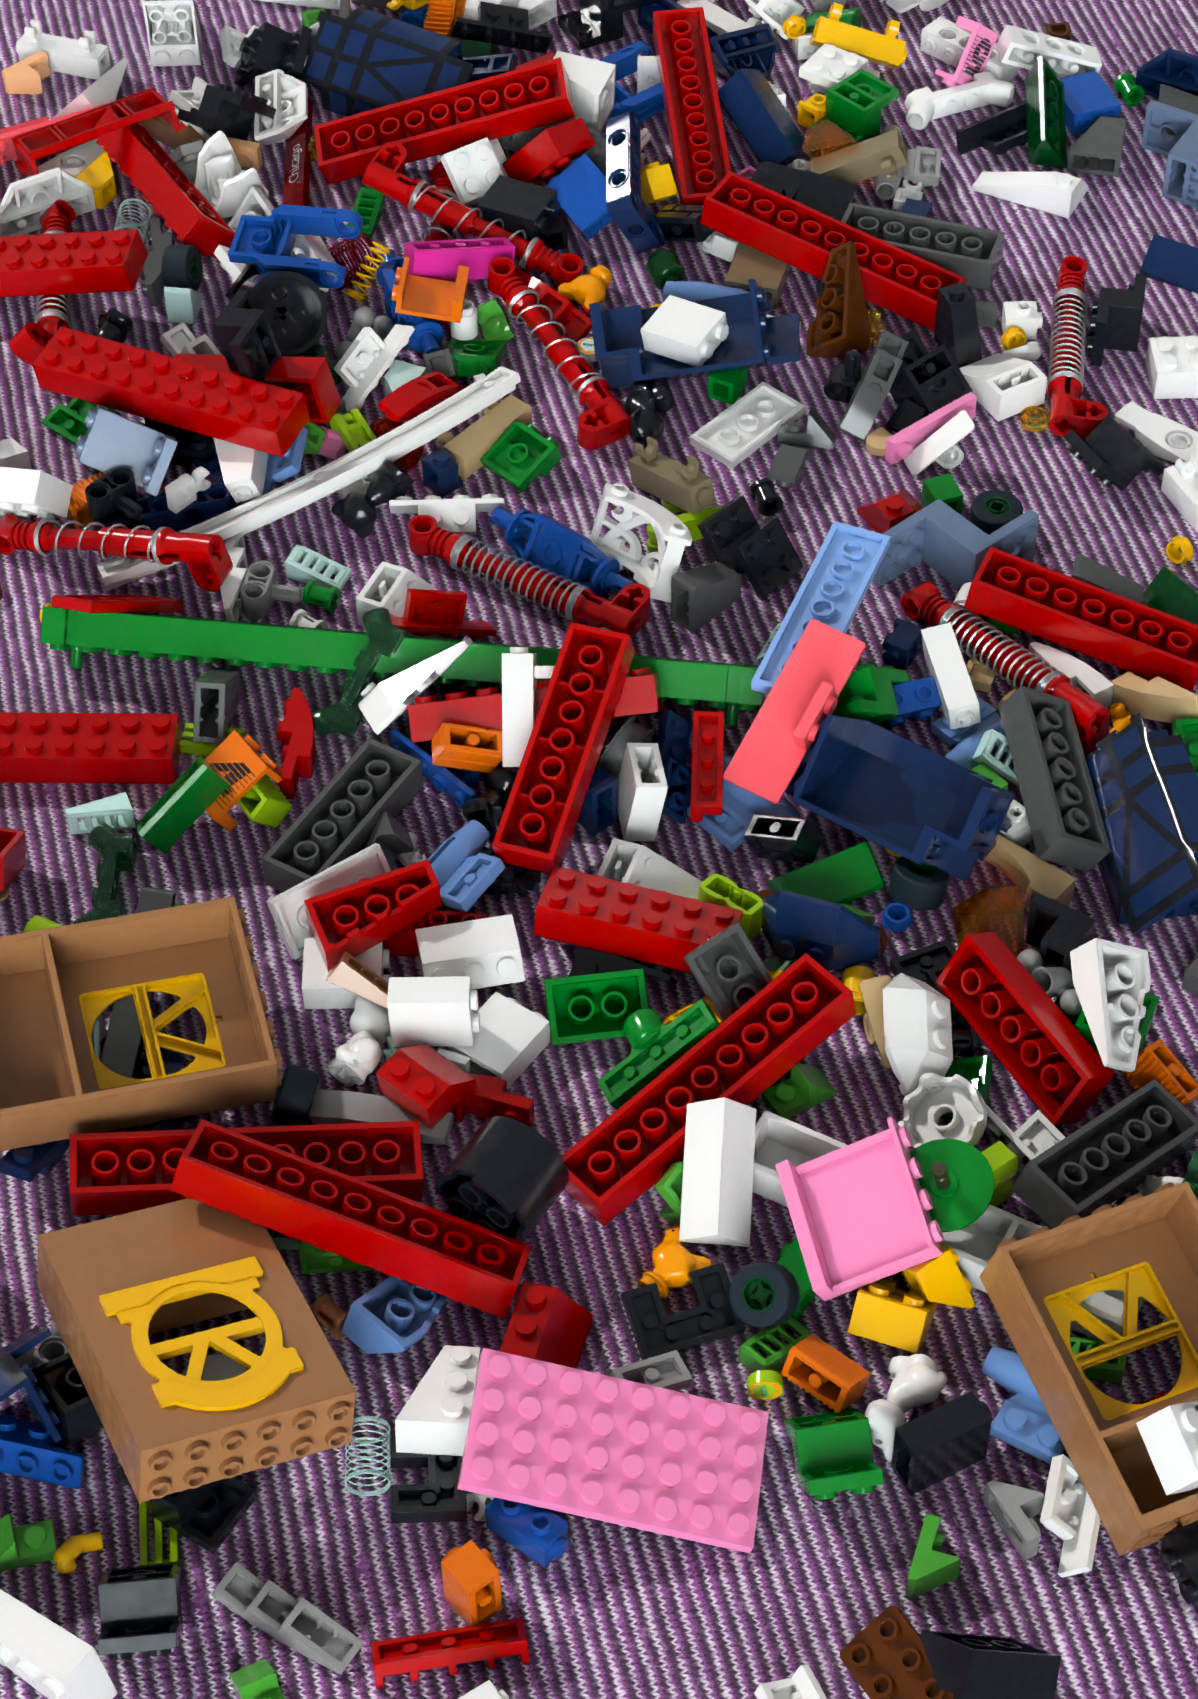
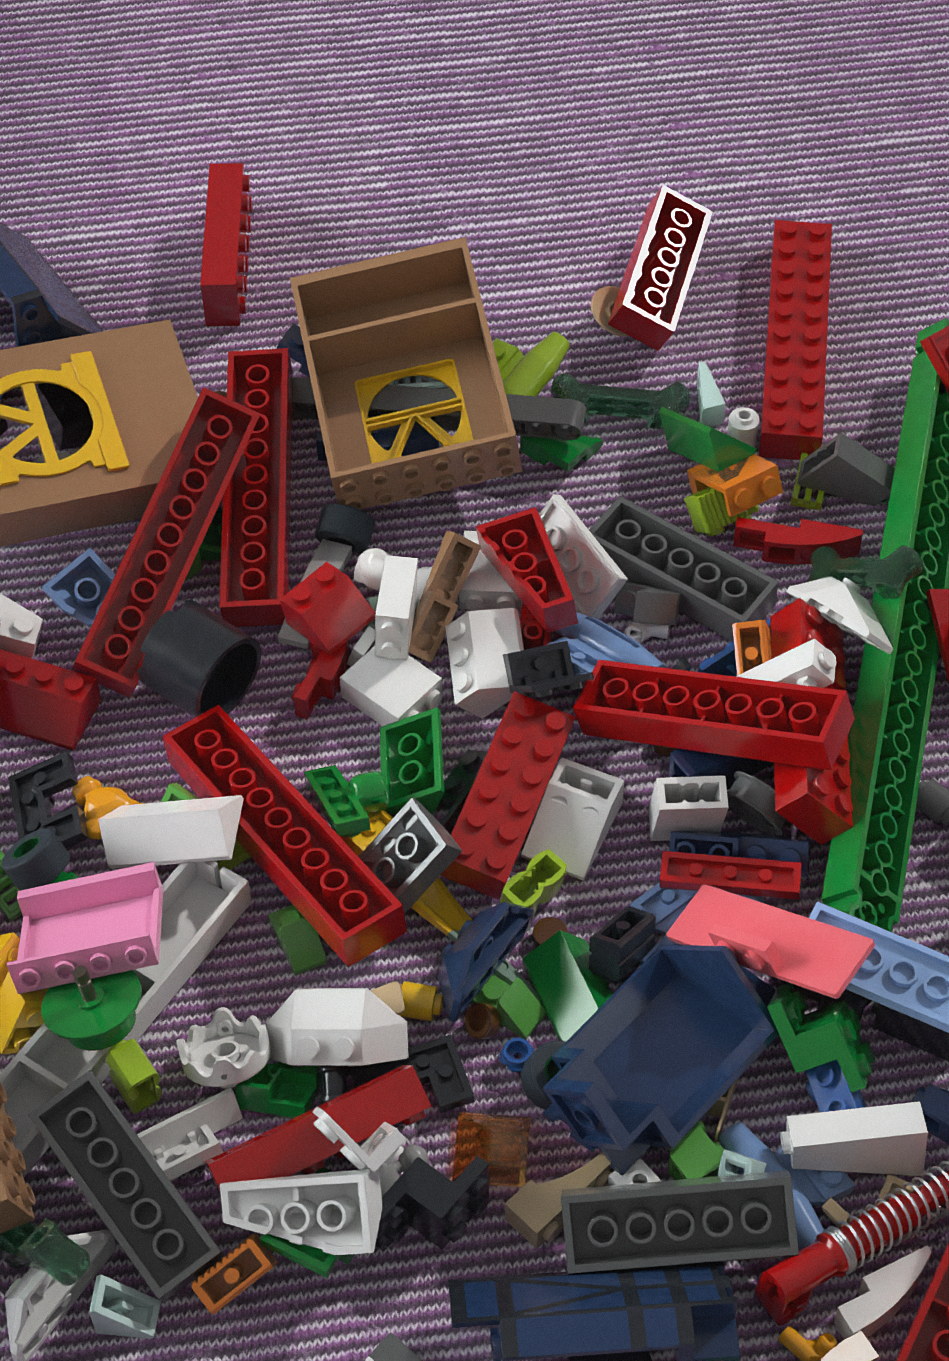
camera: 95 degrees right, 5 degrees up
(152, 781) = (744, 425): none -> white brick
(329, 1315) = (112, 551): nougat bush -> none
(516, 886) = (543, 670): none -> black bracket
(1051, 953) = (380, 1147): none -> white bracket

